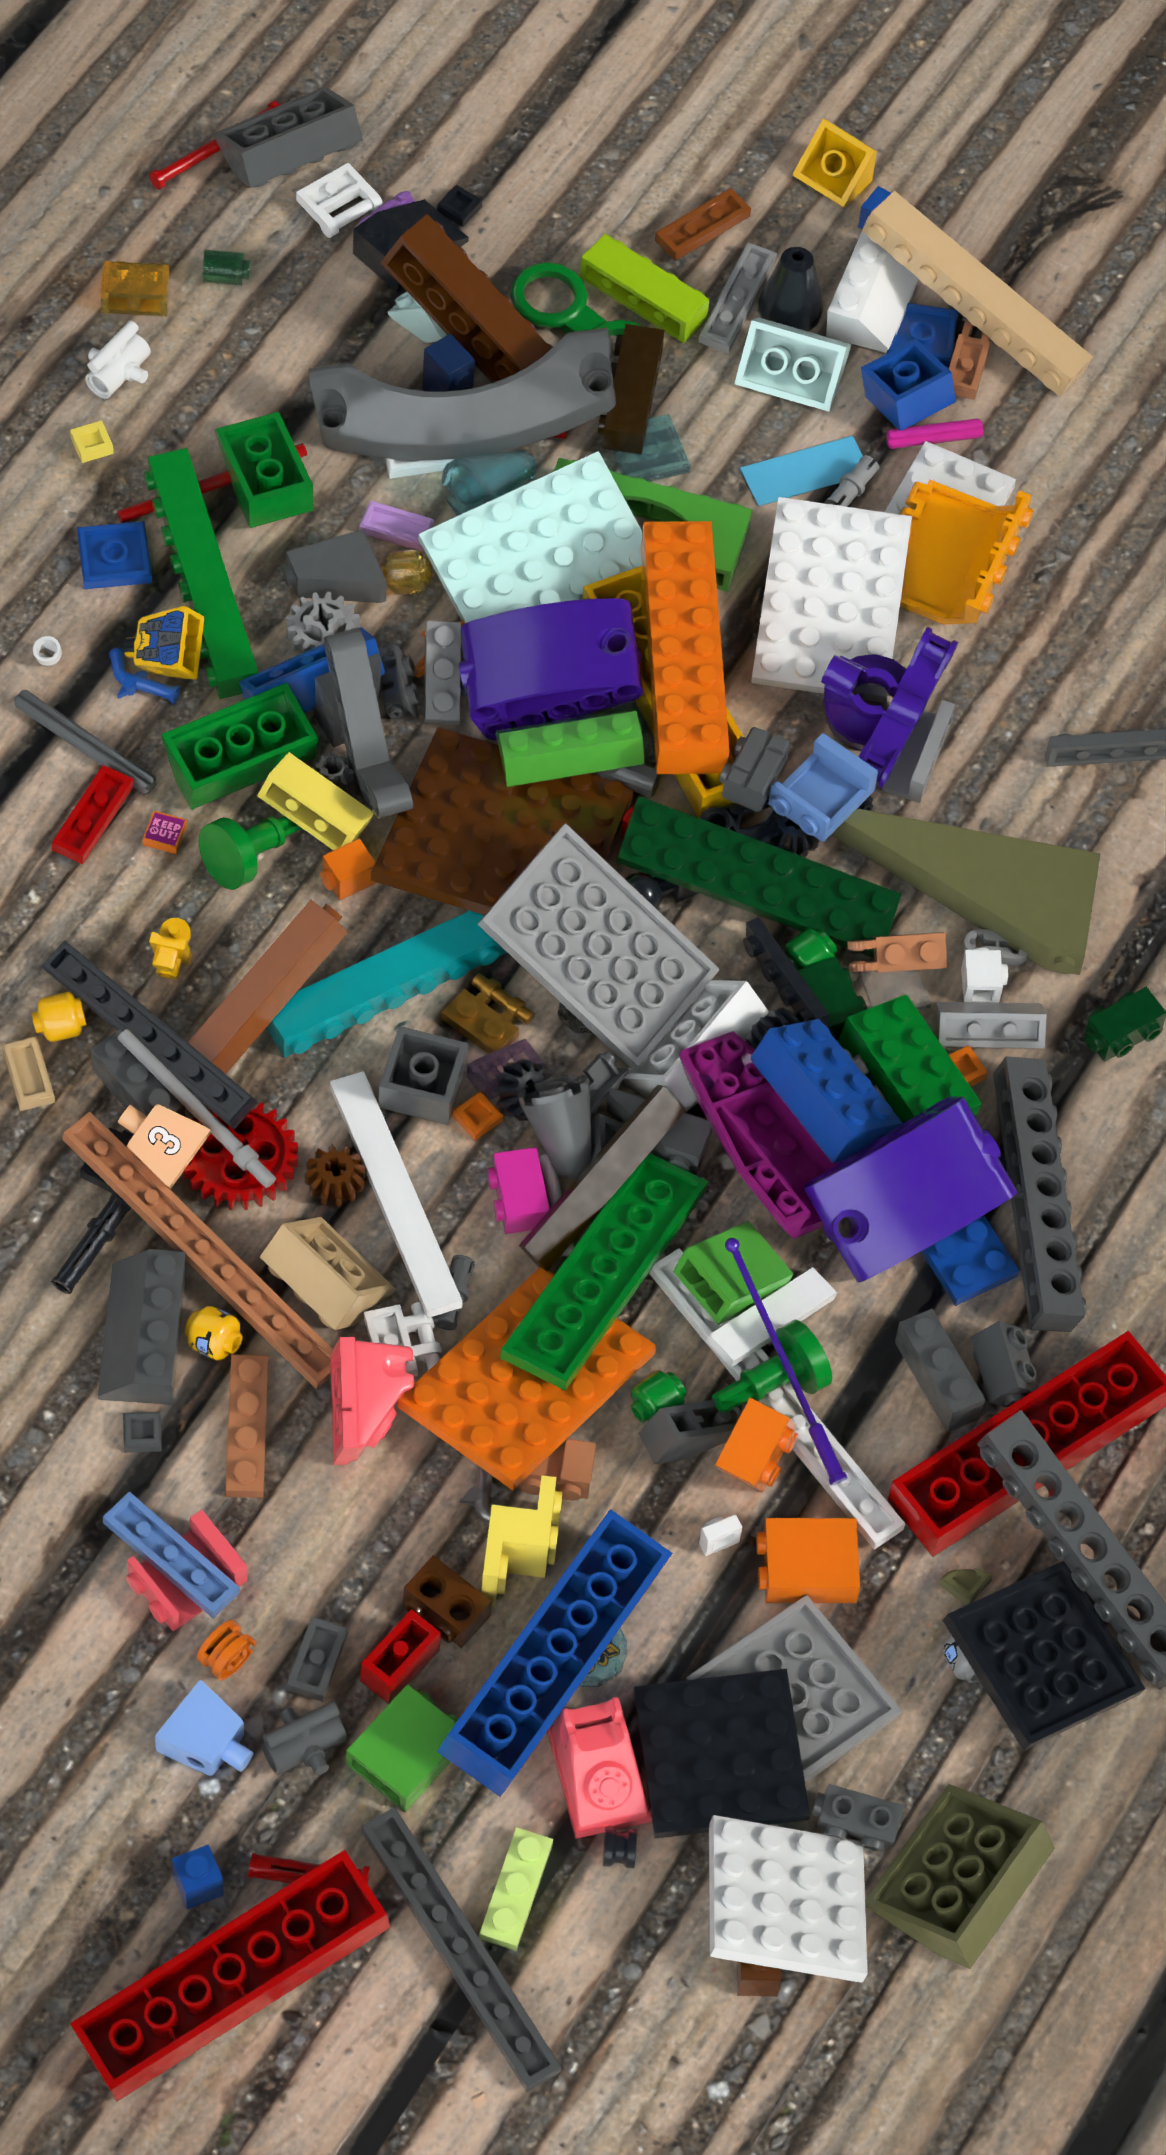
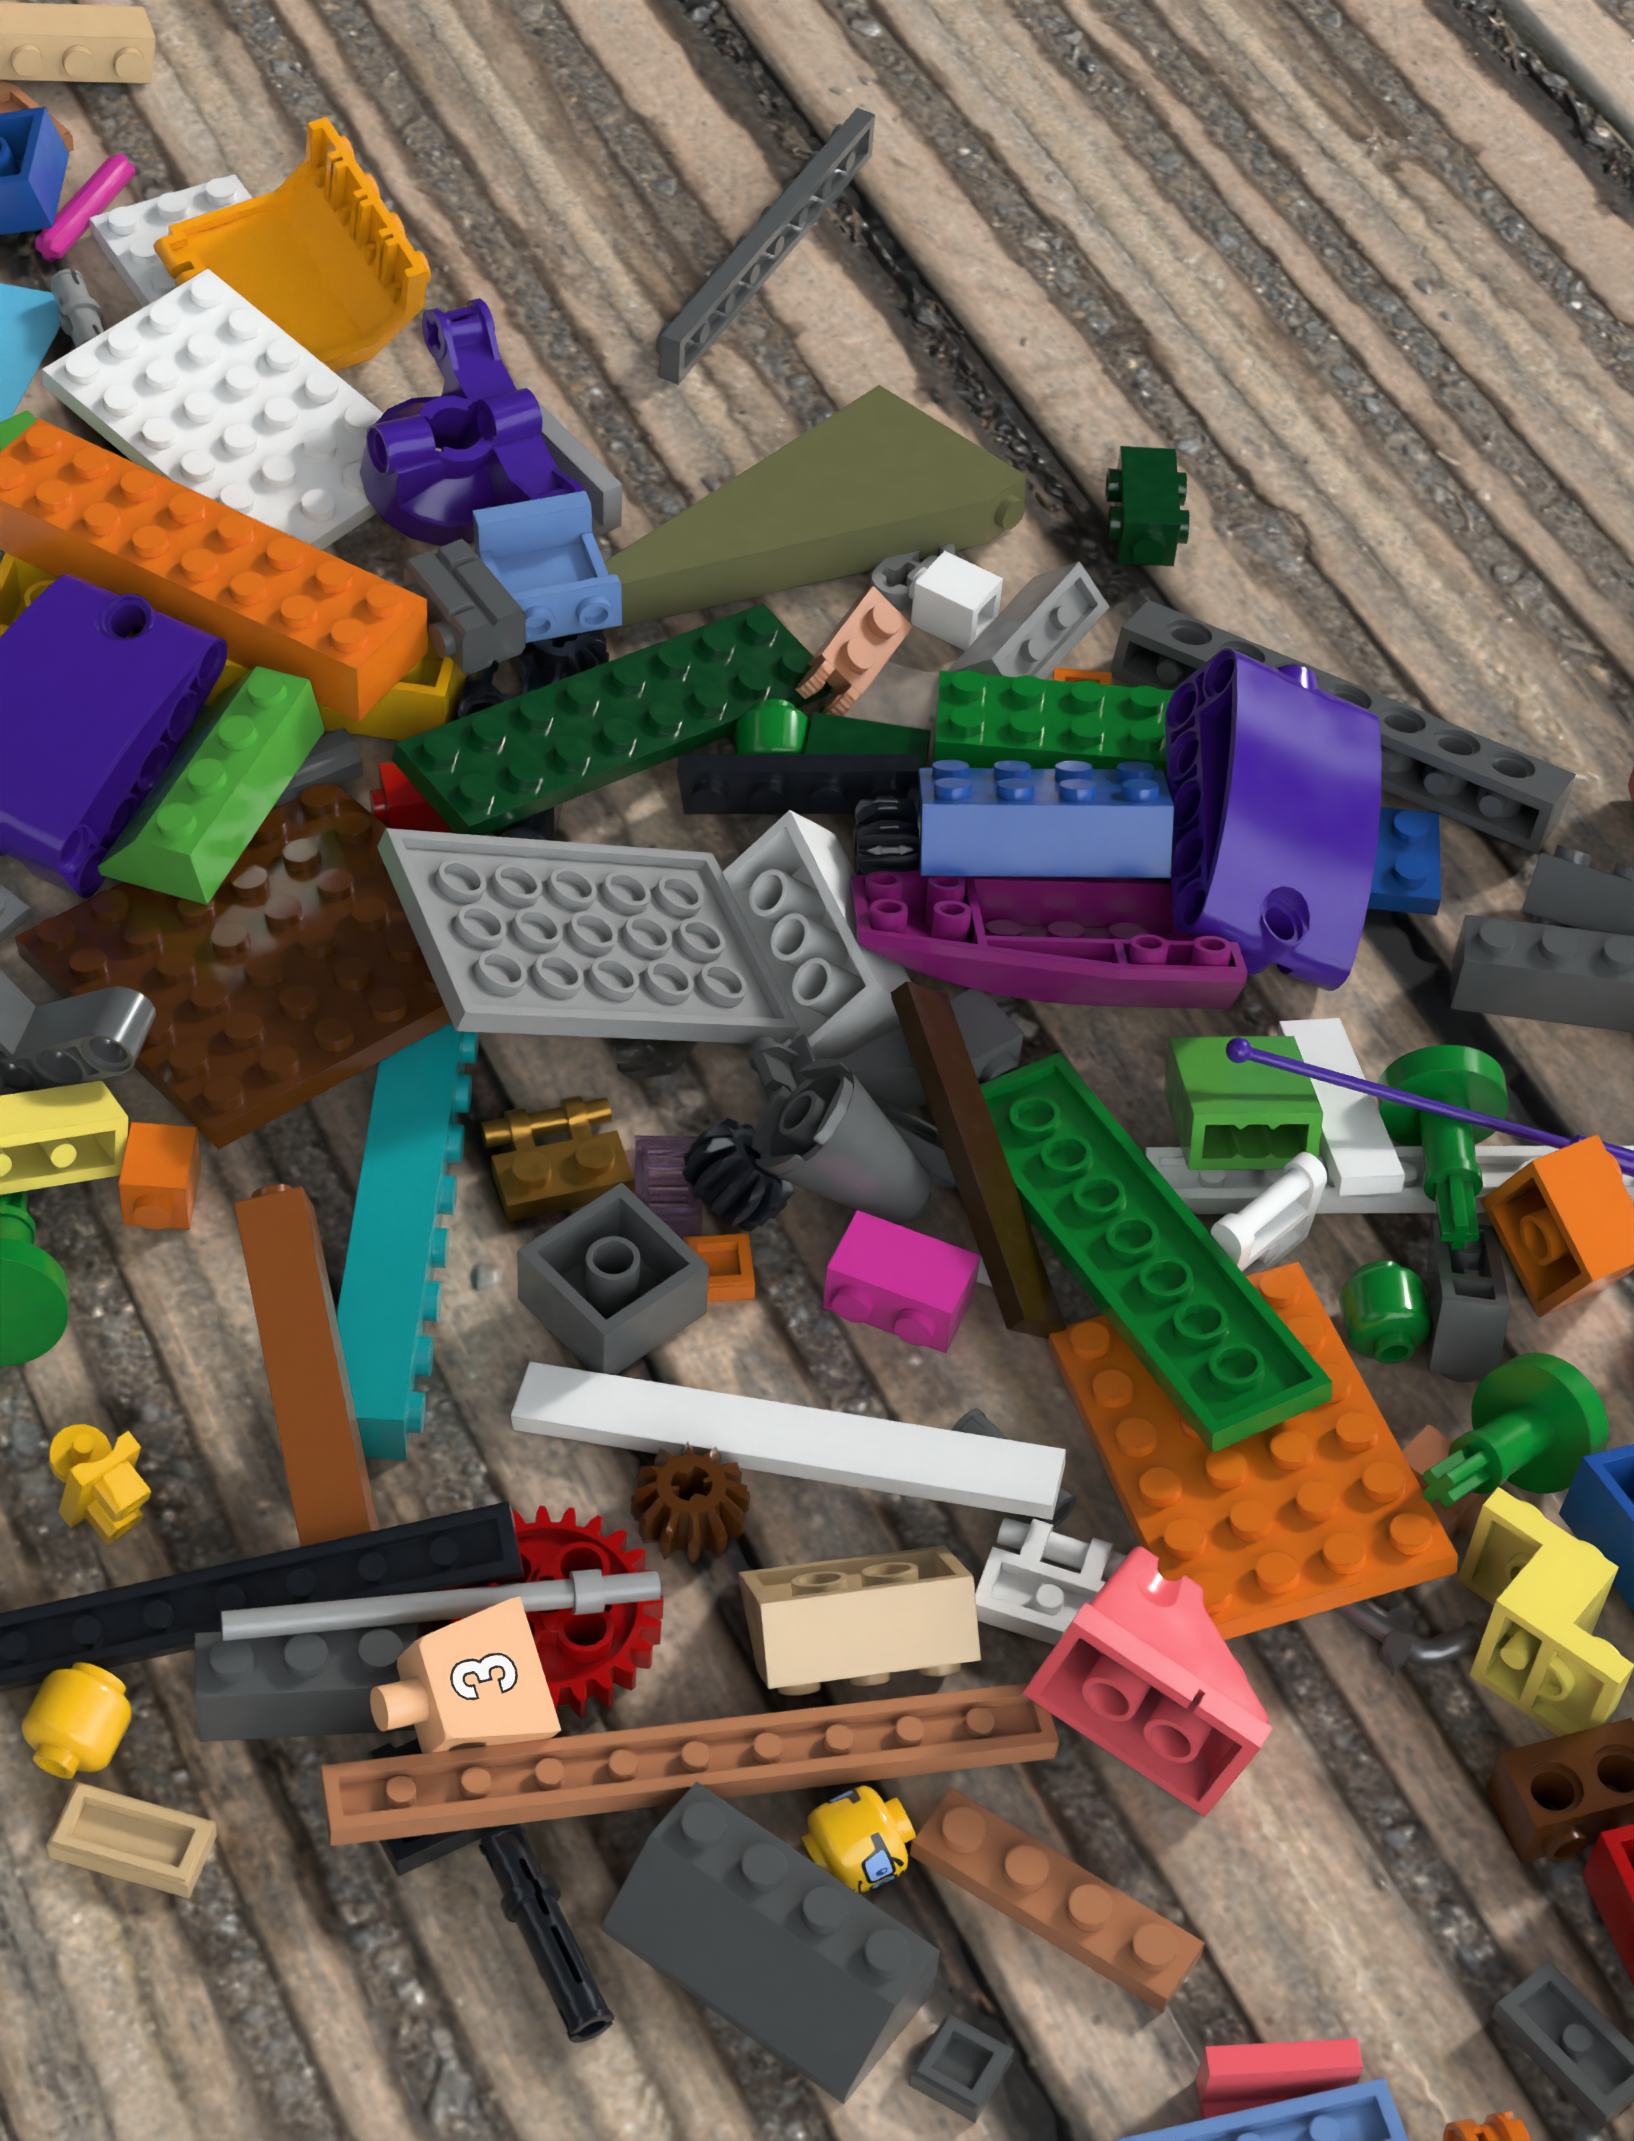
camera: 55 degrees left, 10 degrees down
(626, 1486) = (1529, 1428): none -> green piece
(662, 1320) = (1275, 1219): none -> white plate

